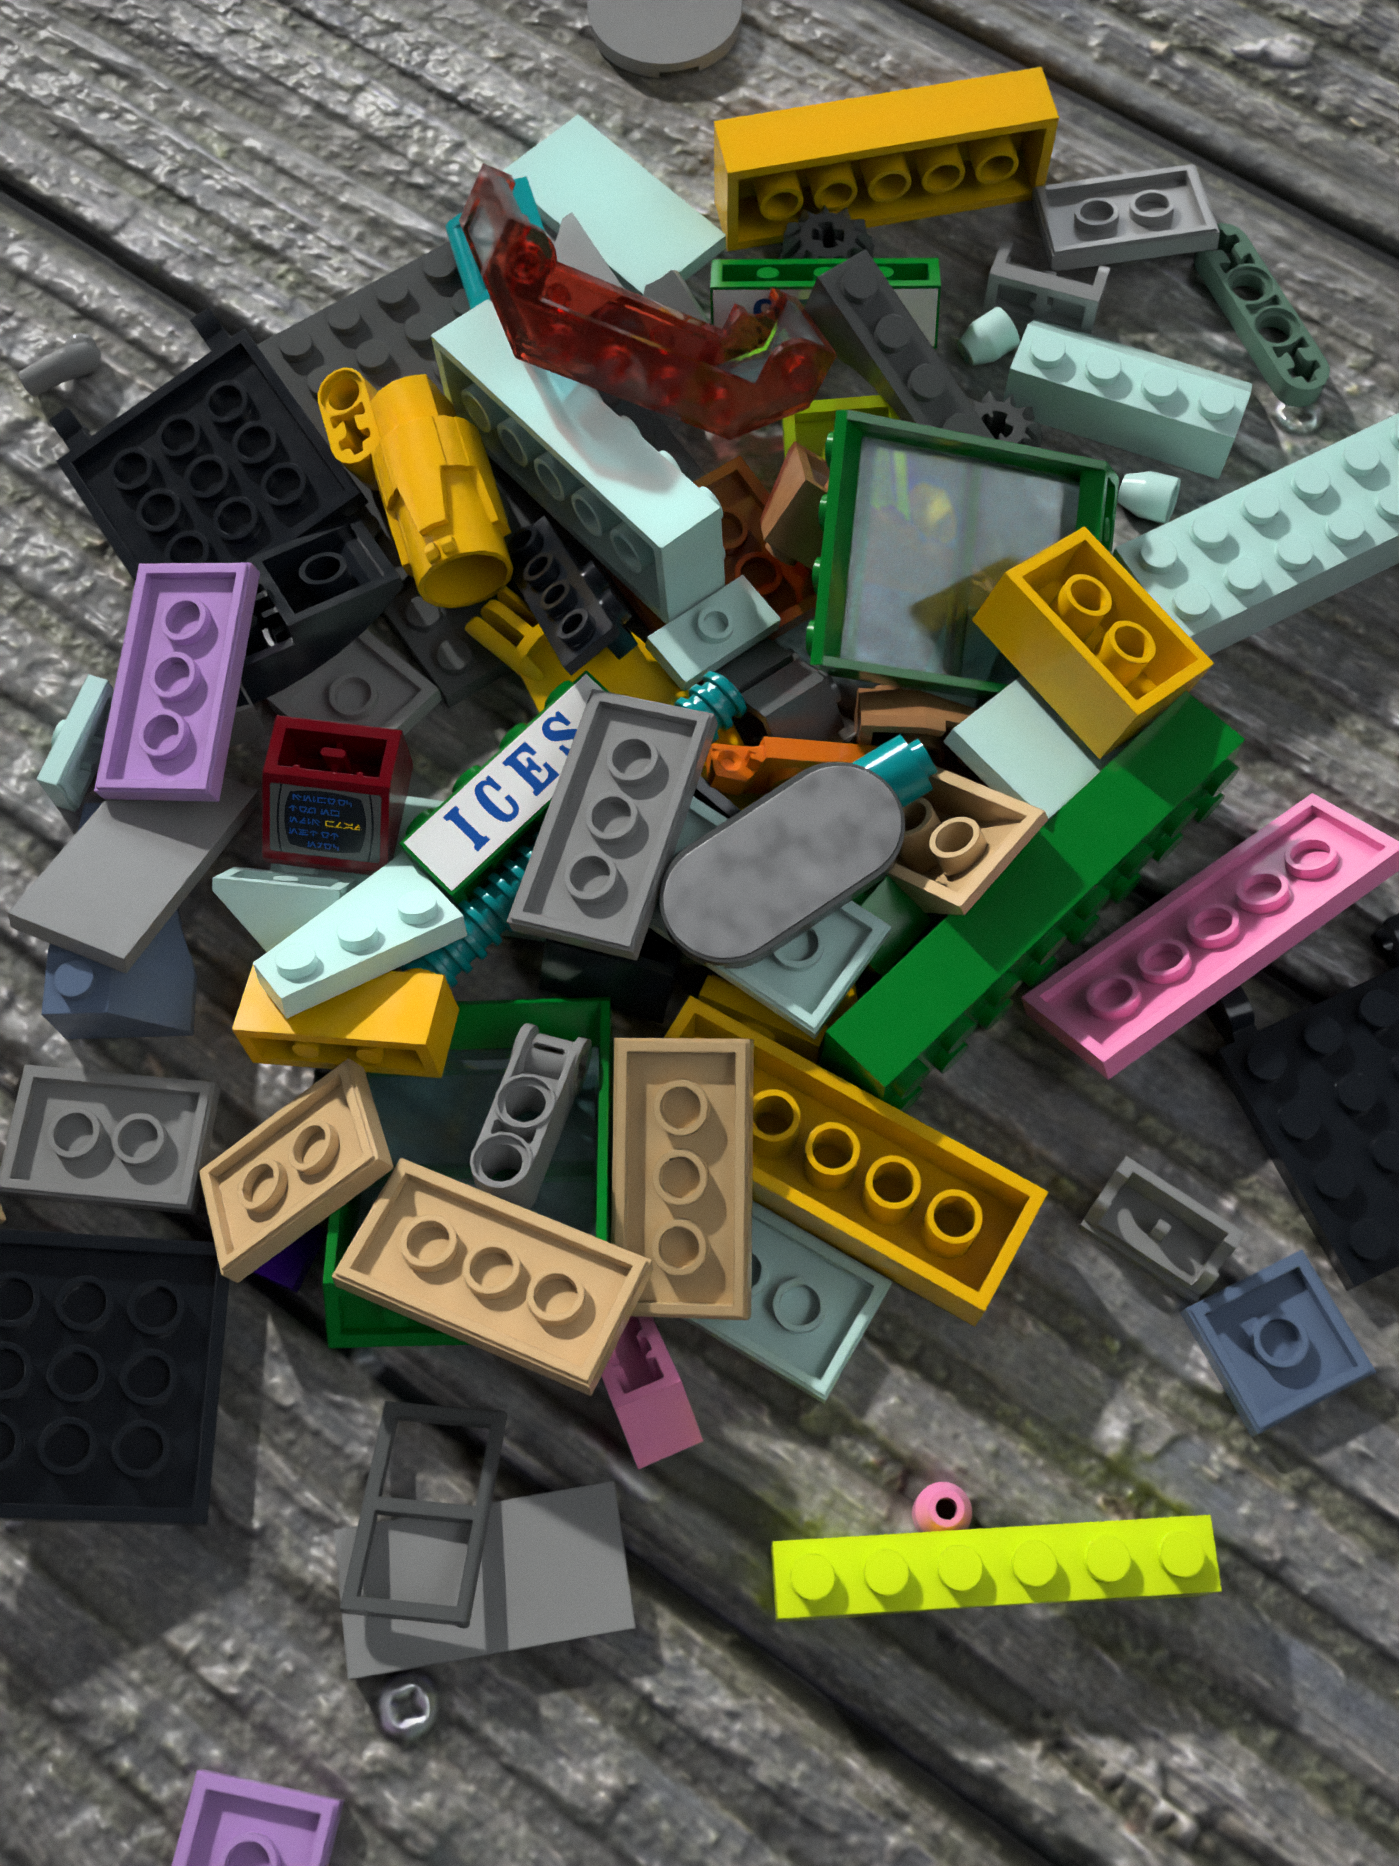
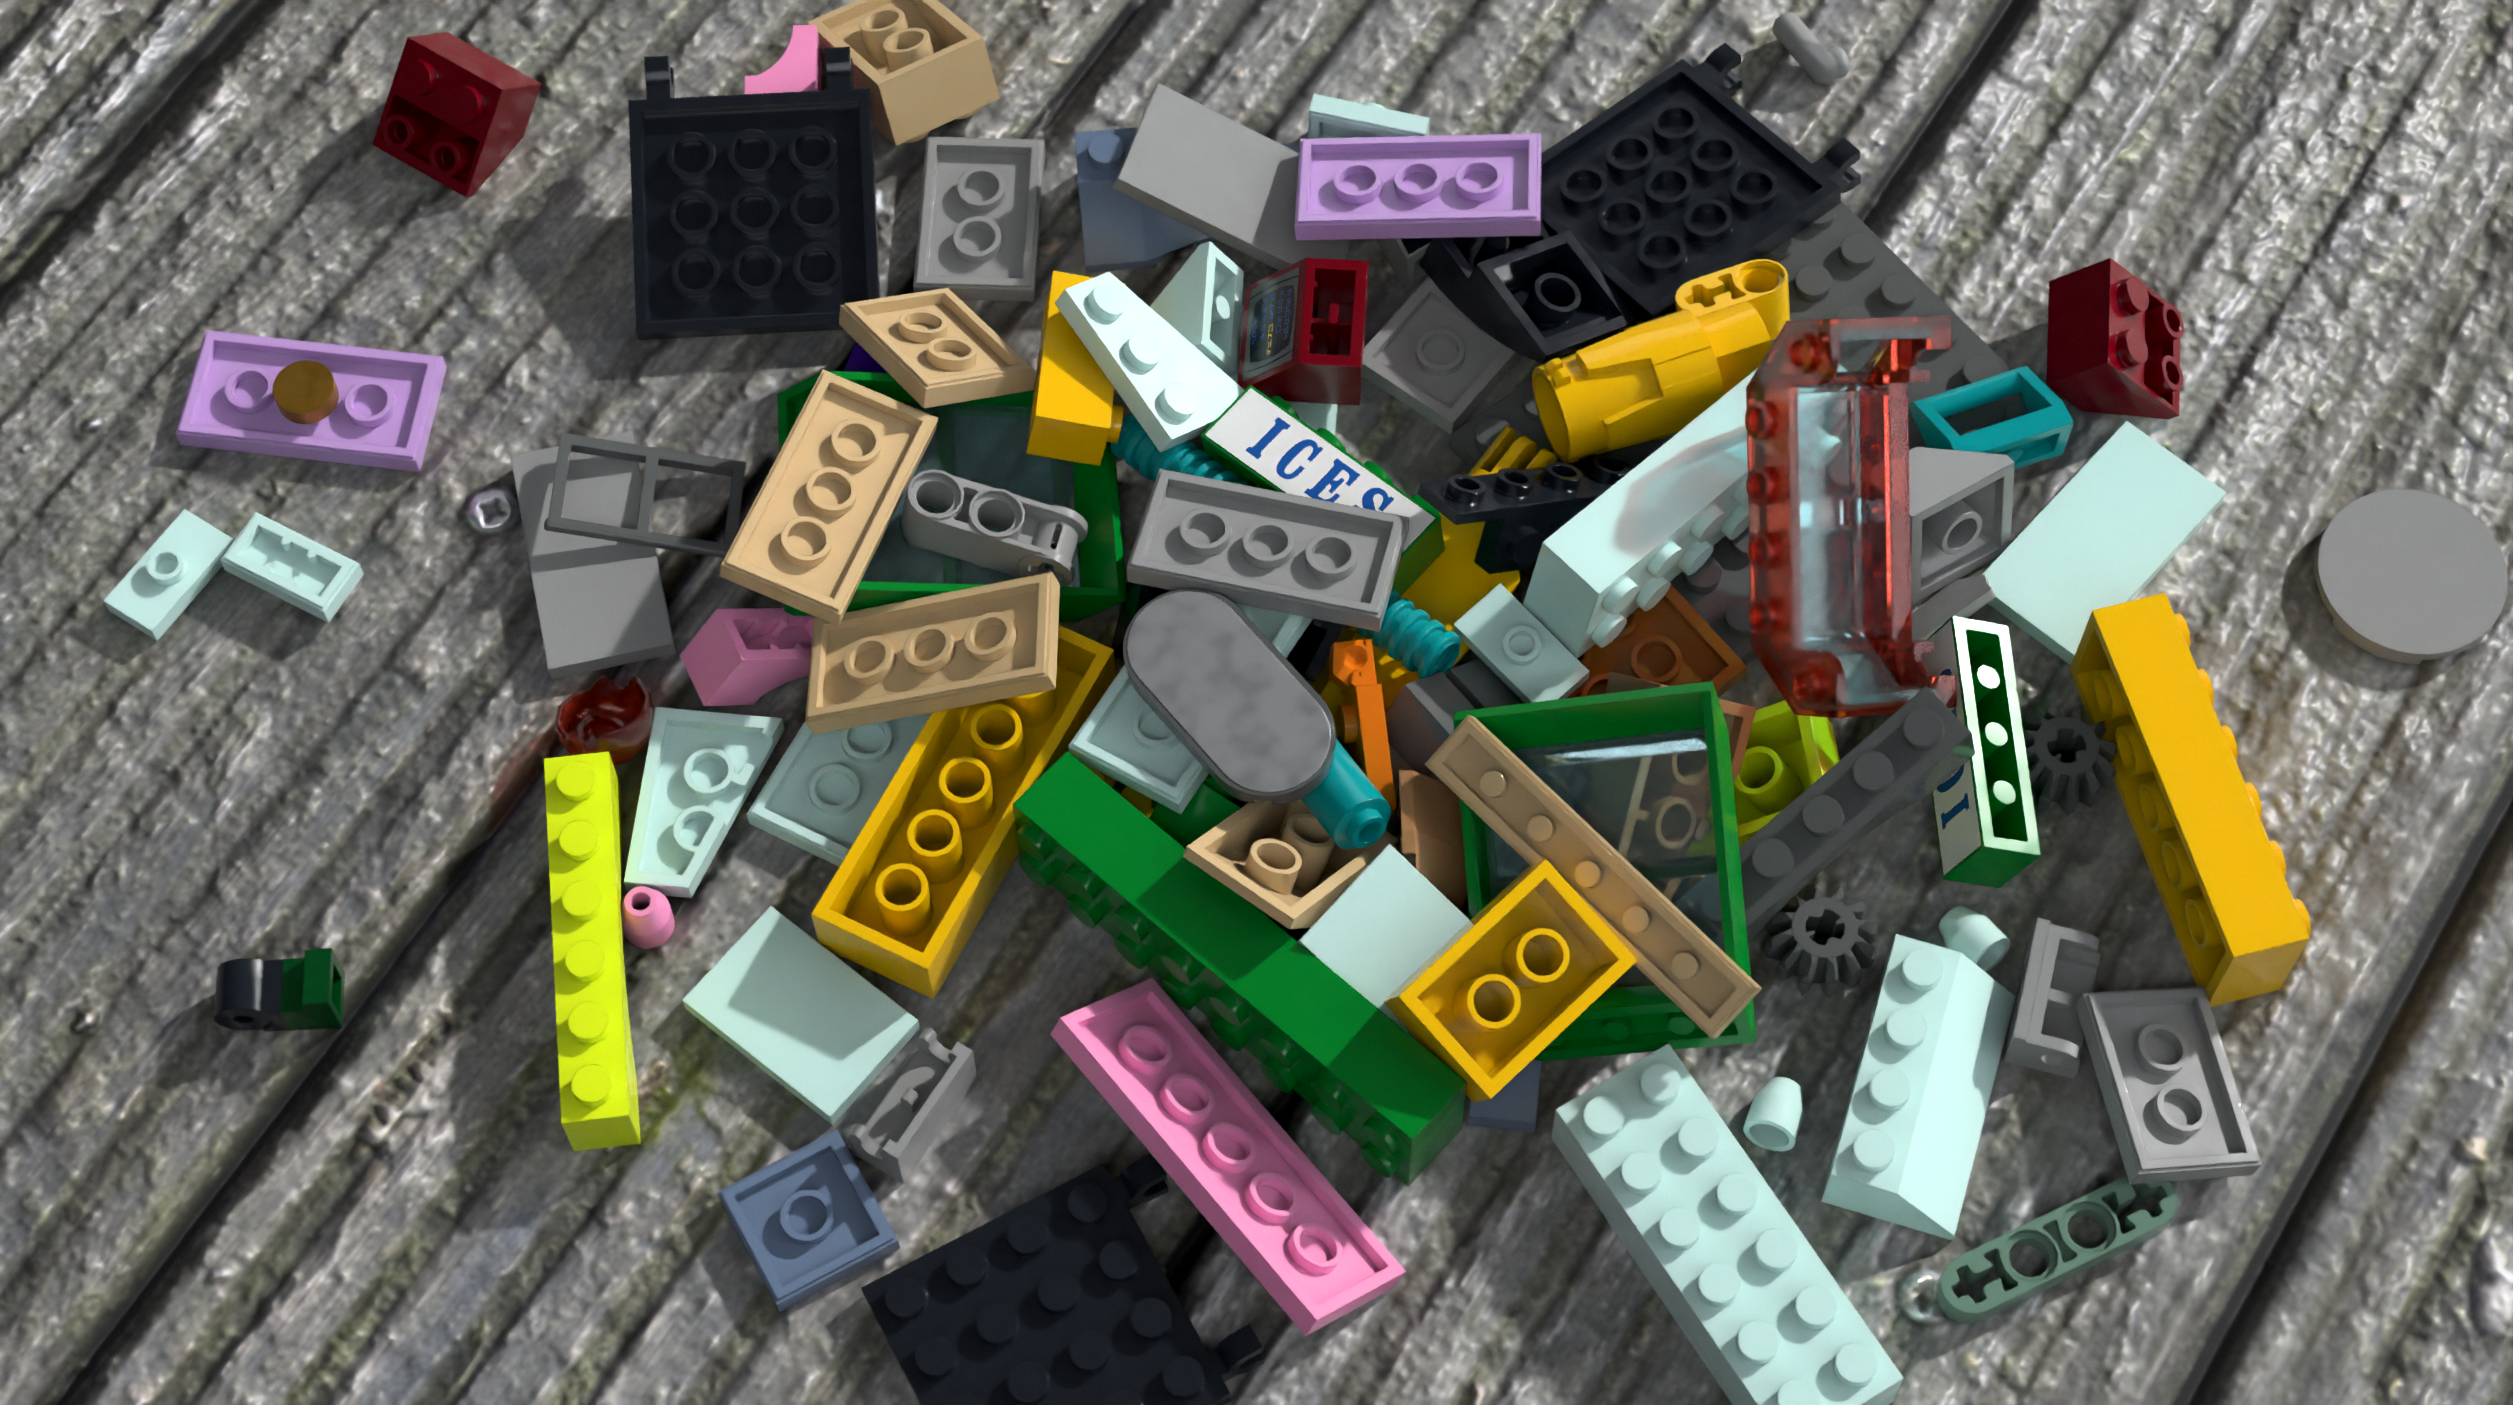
camera: 85 degrees right, 5 degrees down
(419, 170) = (2113, 344): none -> dark red slope
(712, 1555) = (606, 720): none -> clear red hair
(799, 1462) = (692, 792): none -> light aqua wing
(963, 578) = (1543, 826): none -> tan tile
(1053, 1347) = (801, 1015): none -> light aqua tile

